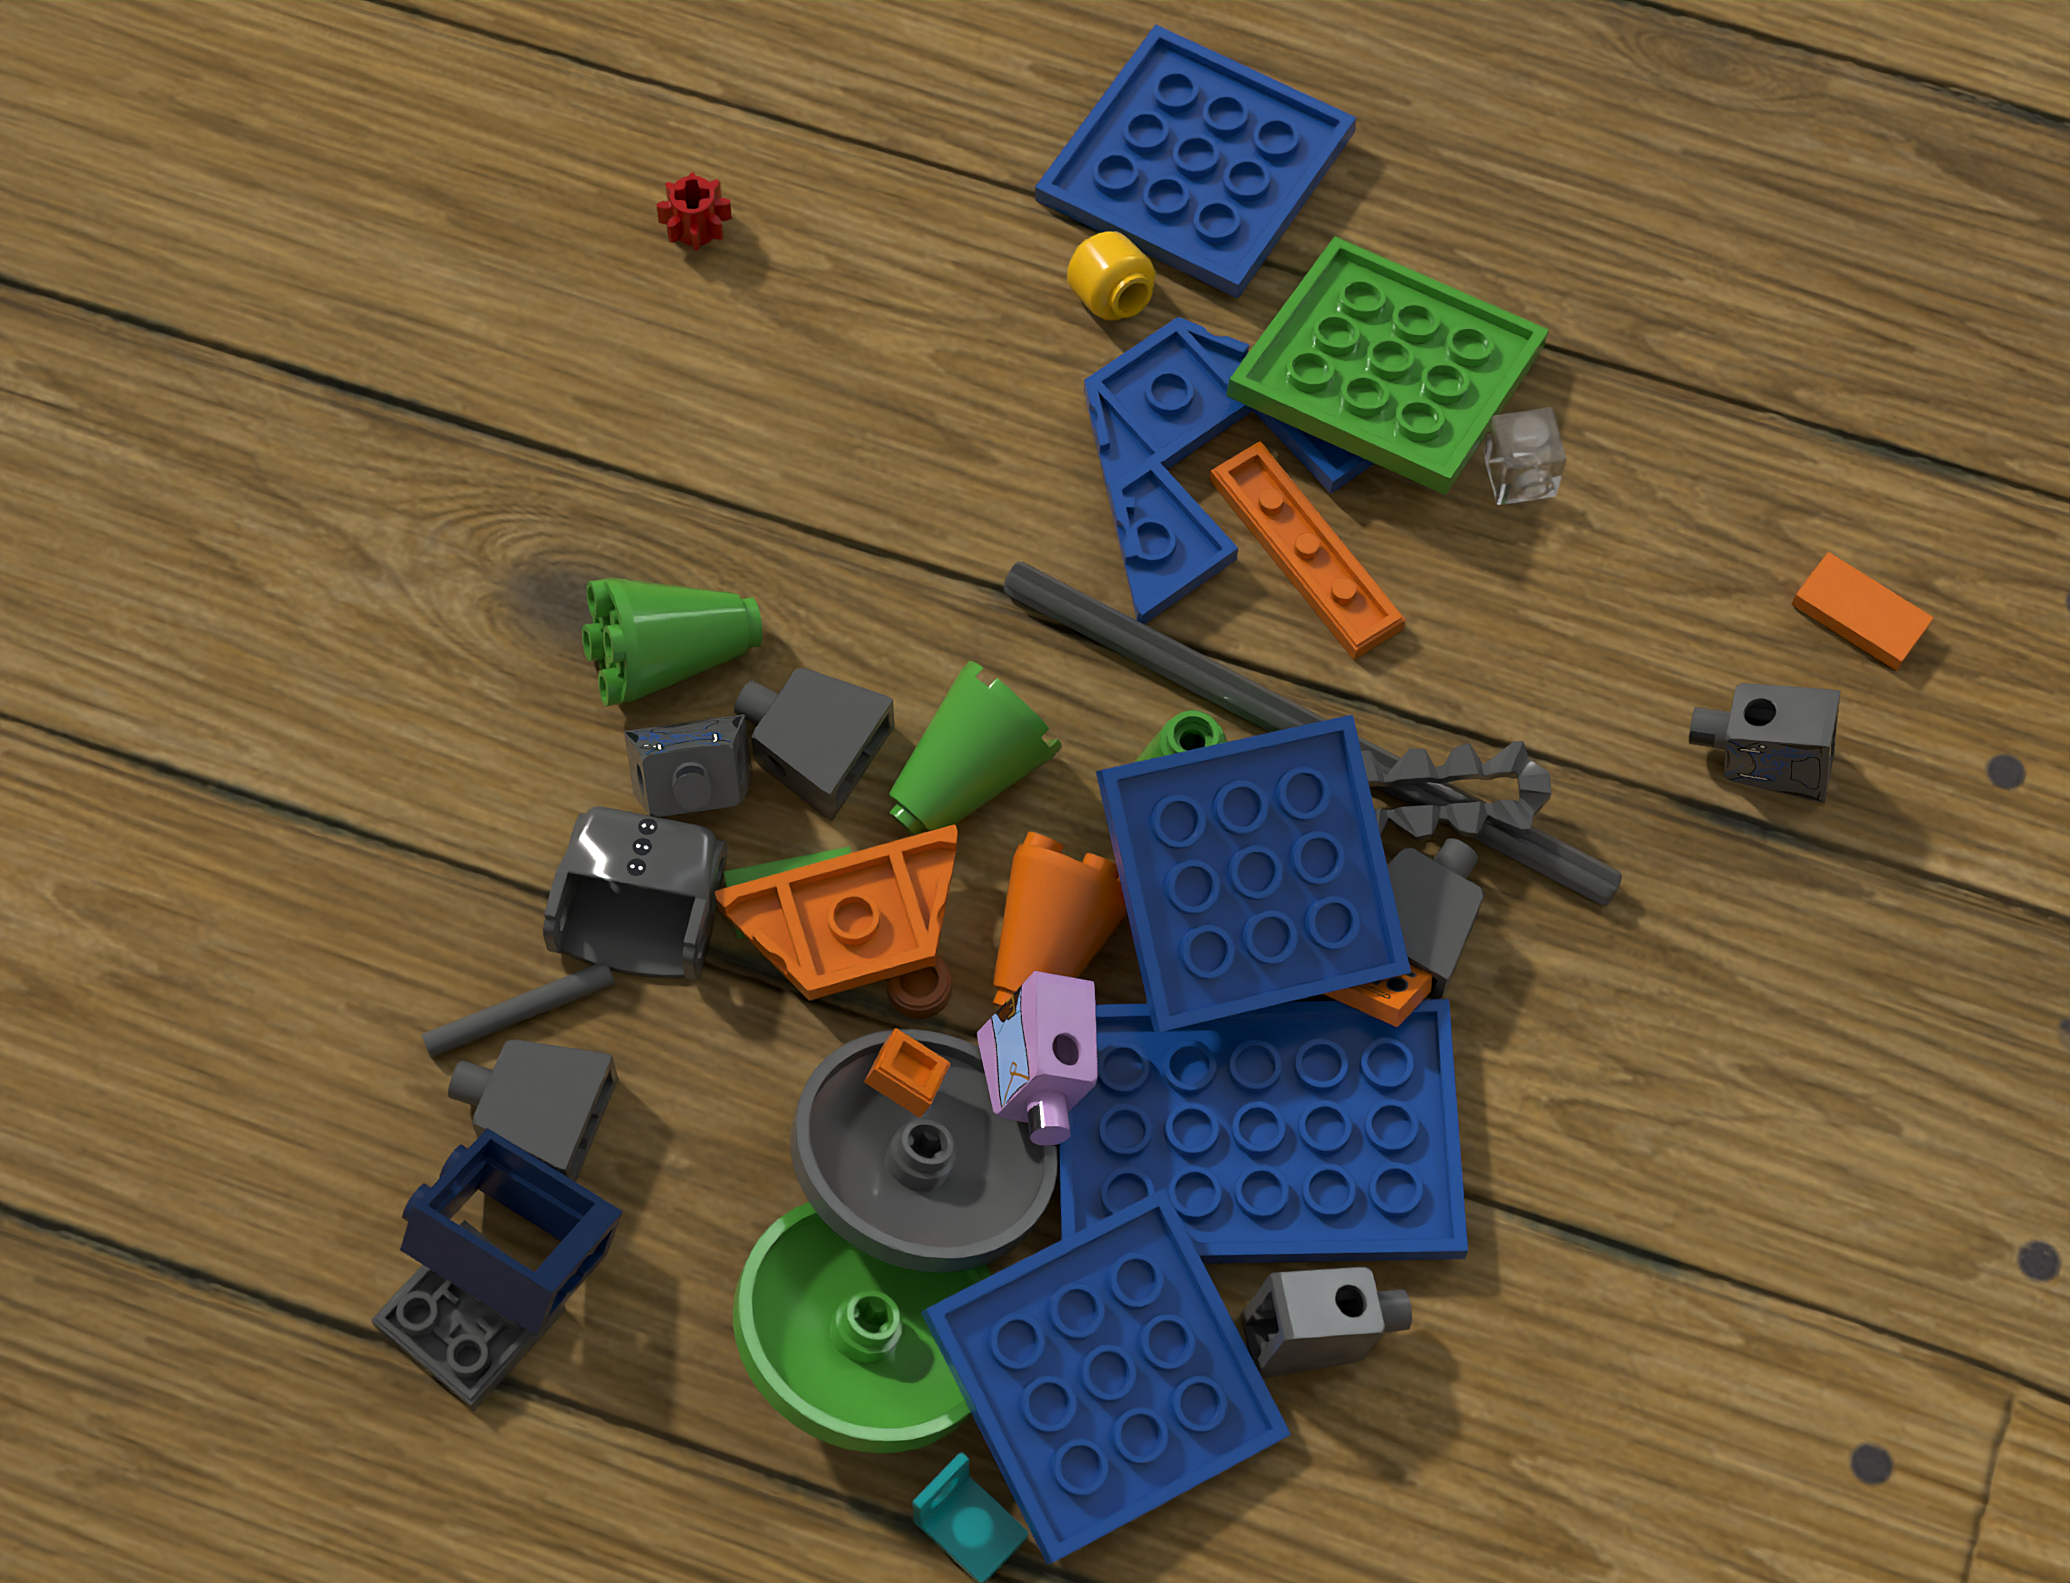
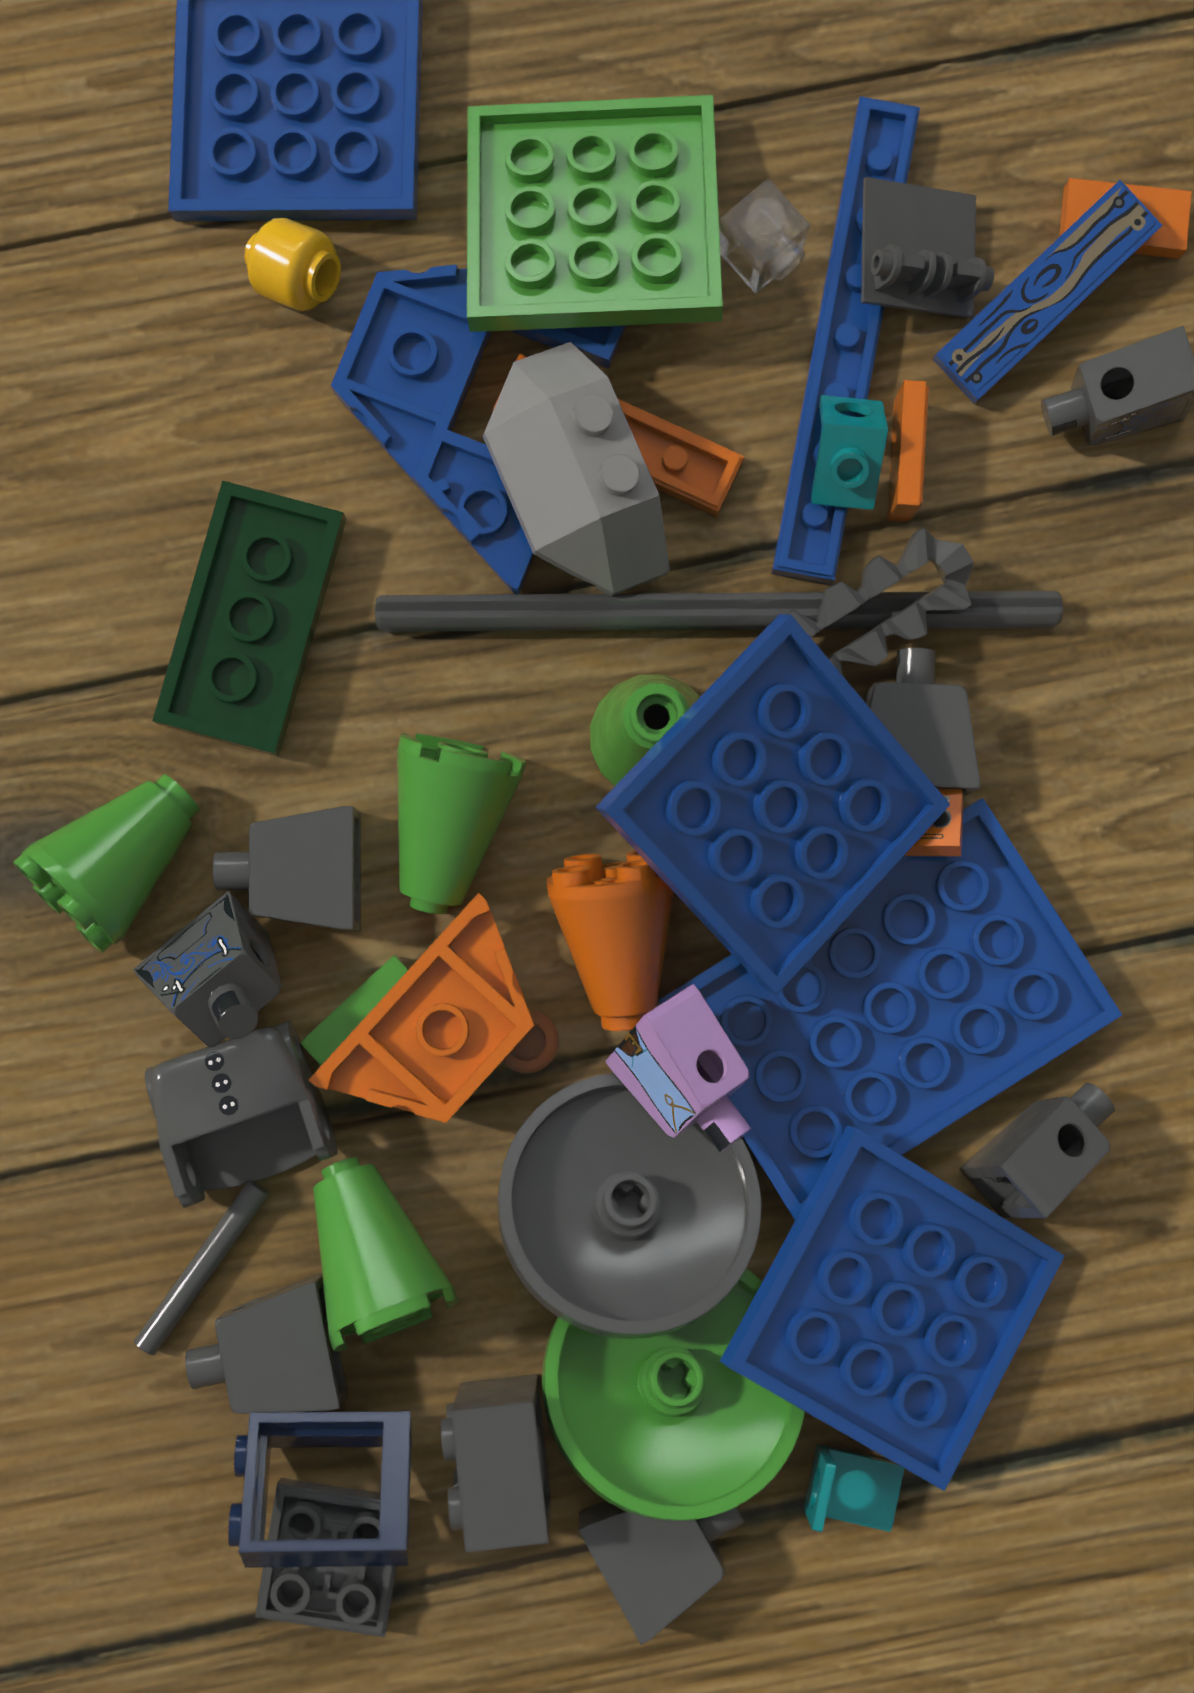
camera: 30 degrees left, 20 degrees up
(670, 1080) = (372, 1257): none -> bright green cone
(674, 1292) = (501, 1463): none -> dark grey brick
(761, 1471) = (655, 1564): none -> dark grey torso
(900, 522) = (250, 618): none -> dark green plate
(907, 1072) = (576, 1148): orange tile -> none
(1246, 550) = (577, 472): none -> light grey wedge
(1494, 658) = (849, 452): none -> teal bracket
(1550, 581) = (843, 340): none -> blue tile
(1552, 687) = (908, 451): none -> orange tile
(1658, 537) = (920, 249): none -> dark grey hinge
(1752, 628) = (1047, 291): none -> blue tile

